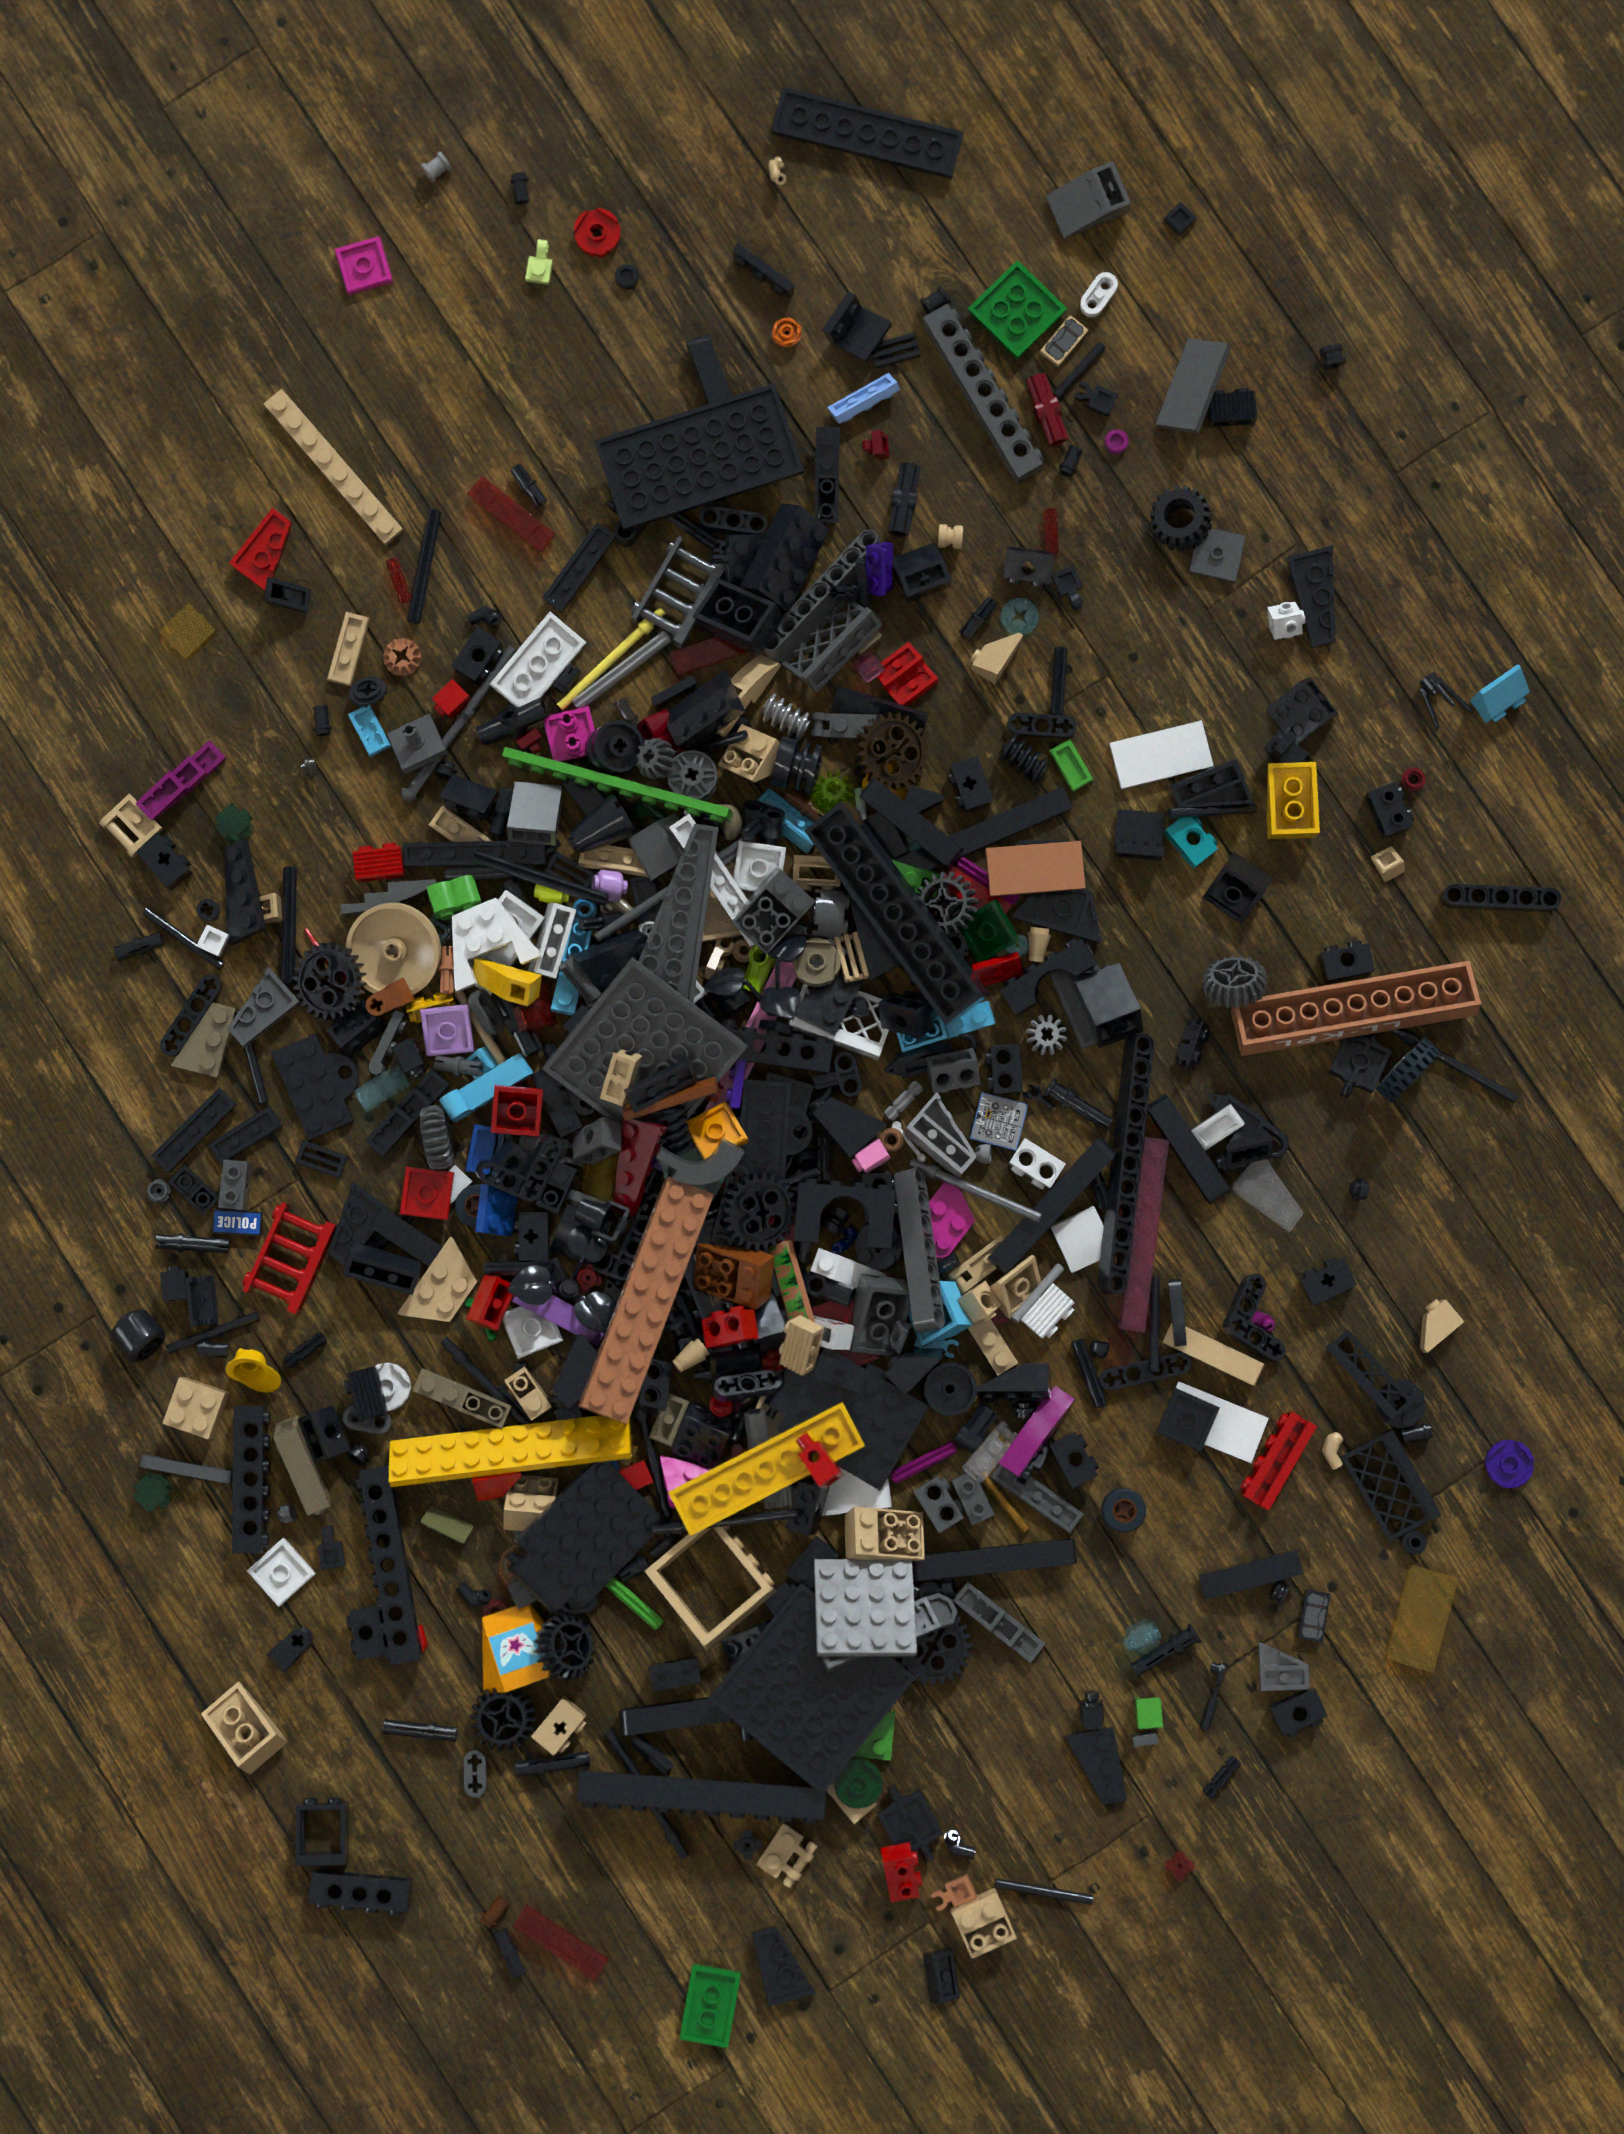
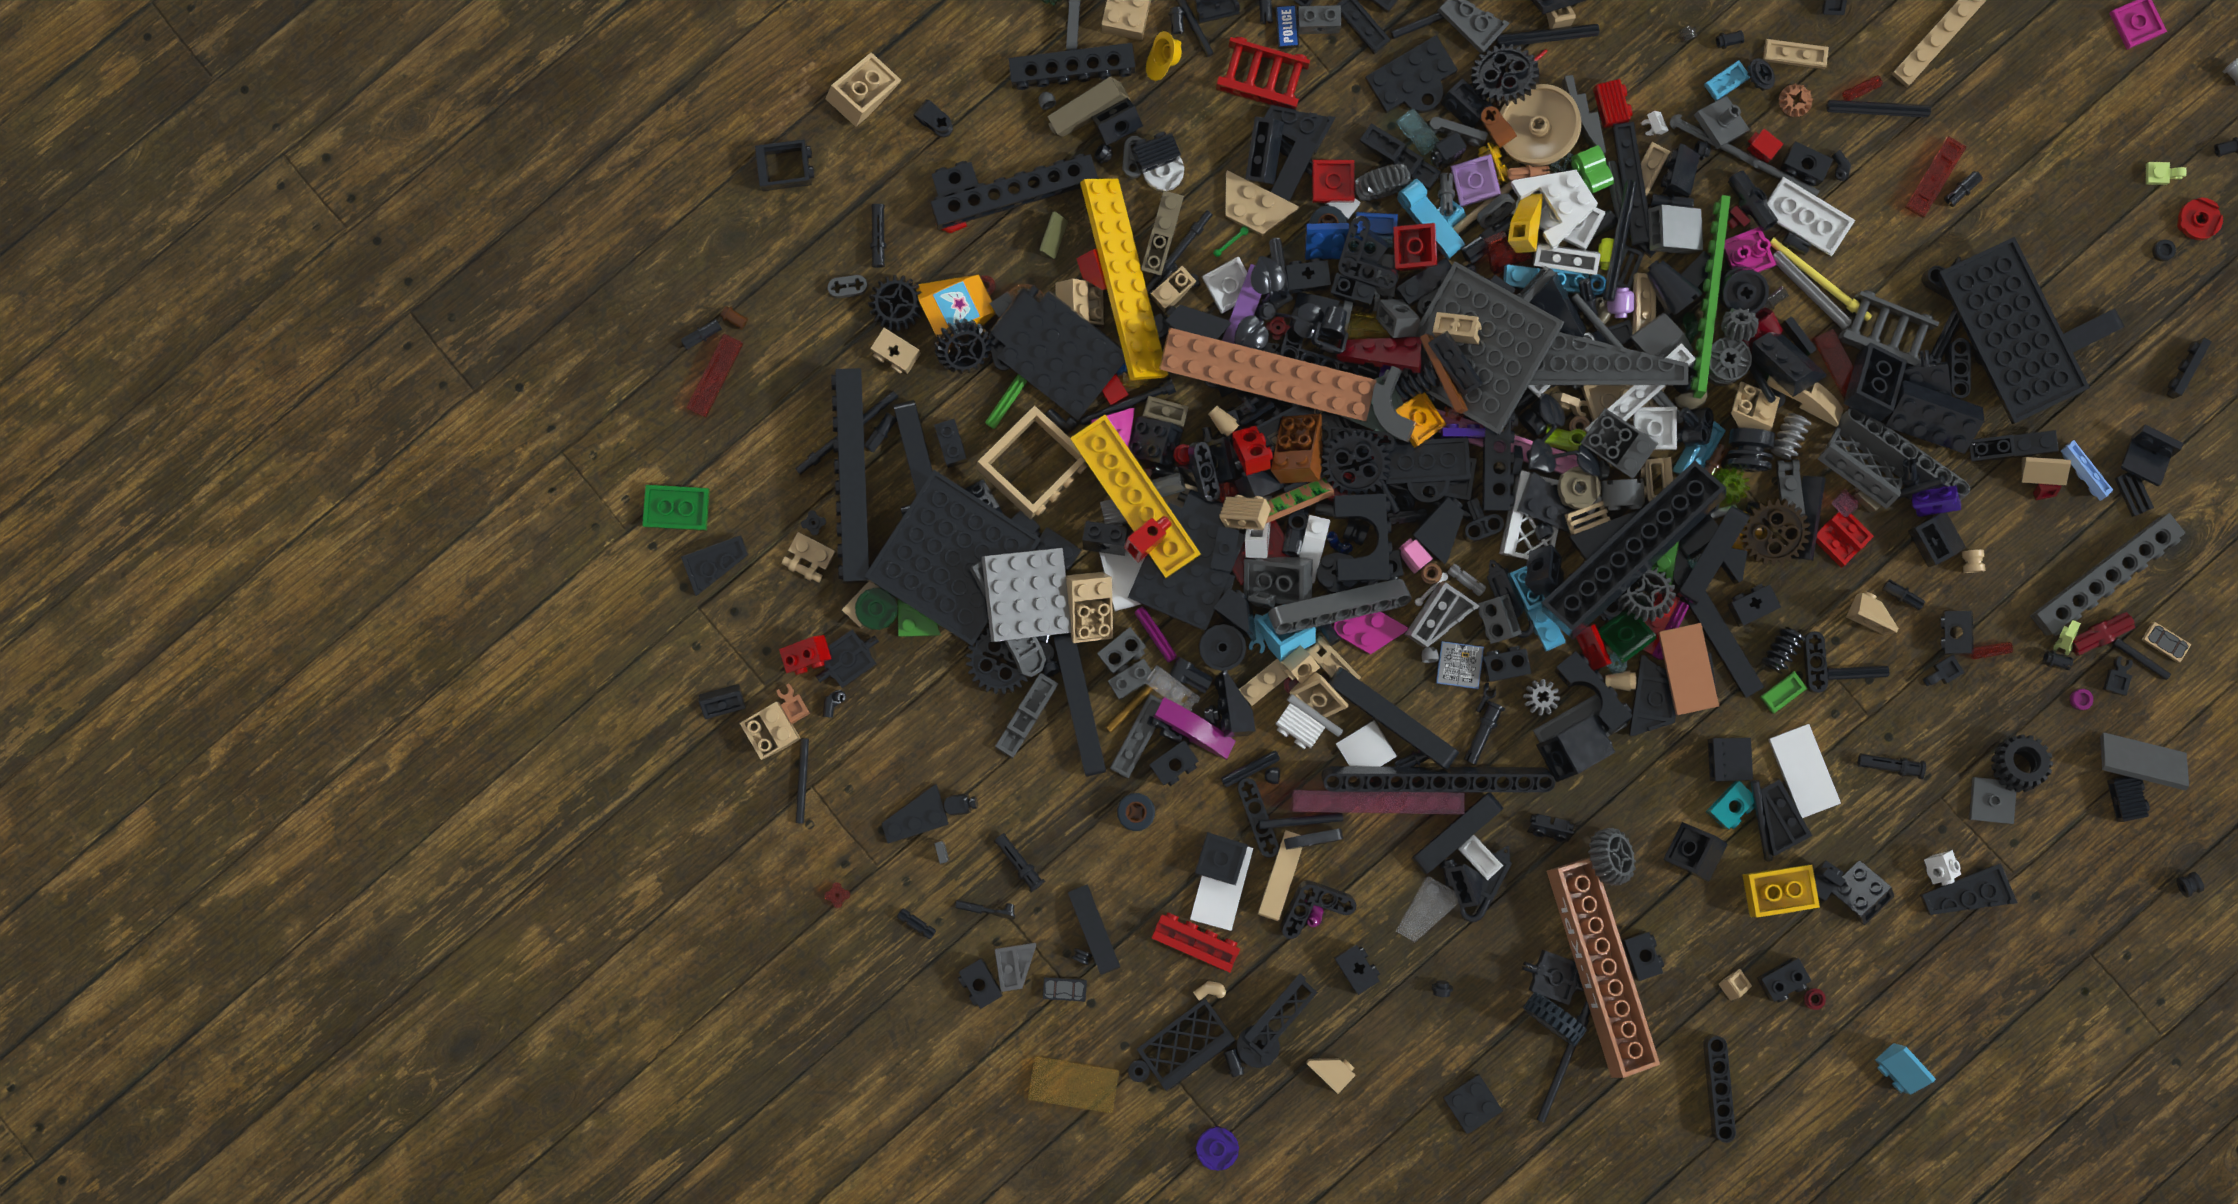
camera: 85 degrees right, 0 degrees up
(281, 1572) = (996, 103): white tile -> none
(304, 1350) = (1186, 97): black axle -> none
(331, 1552) = (1018, 142): black plate -> none
(341, 1166) = (1346, 106): black tile -> none
(399, 1888) = (745, 234): black brick -> none
(407, 816) = (1657, 123): none -> white tile
(474, 1597) = (994, 266): black arm -> none
(490, 1303) = (1246, 246): red brick -> none
(550, 1764) = (864, 356): black pin -> none
(579, 567) = (1897, 241): black plate -> none
(634, 1569) = (1035, 398): black pin -> none
(656, 1388) = (1191, 396): black brick -> none
(677, 1526) = (1074, 428): black bar -> none
(781, 327) = (2142, 395): orange plate -> none
(859, 444) = (2045, 470): none -> tan slope
(904, 499) = (2001, 517): black piece -> none
(933, 1172) = (1408, 613): flat silver bar -> none
(935, 300) = (2186, 522): black bush -> none
(1017, 309) = (2188, 596): green plate -> none
(1018, 626) = (1911, 641): clear light blue gear -> none
(1039, 1158) = (1431, 704): white brick -> none
(1047, 448) = (2067, 636): none -> yellowish green plate
(1097, 295) = (2213, 666): white plate -> none
(1142, 1637) = (1028, 840): clear light blue head -> none
(1148, 1712) = (964, 853): bright green panel -> none
(1168, 647) = (1902, 766): none -> black pin
(1433, 685) = (1902, 1007): black plant -> none
(1489, 1171) = (1472, 1104): none -> black plate

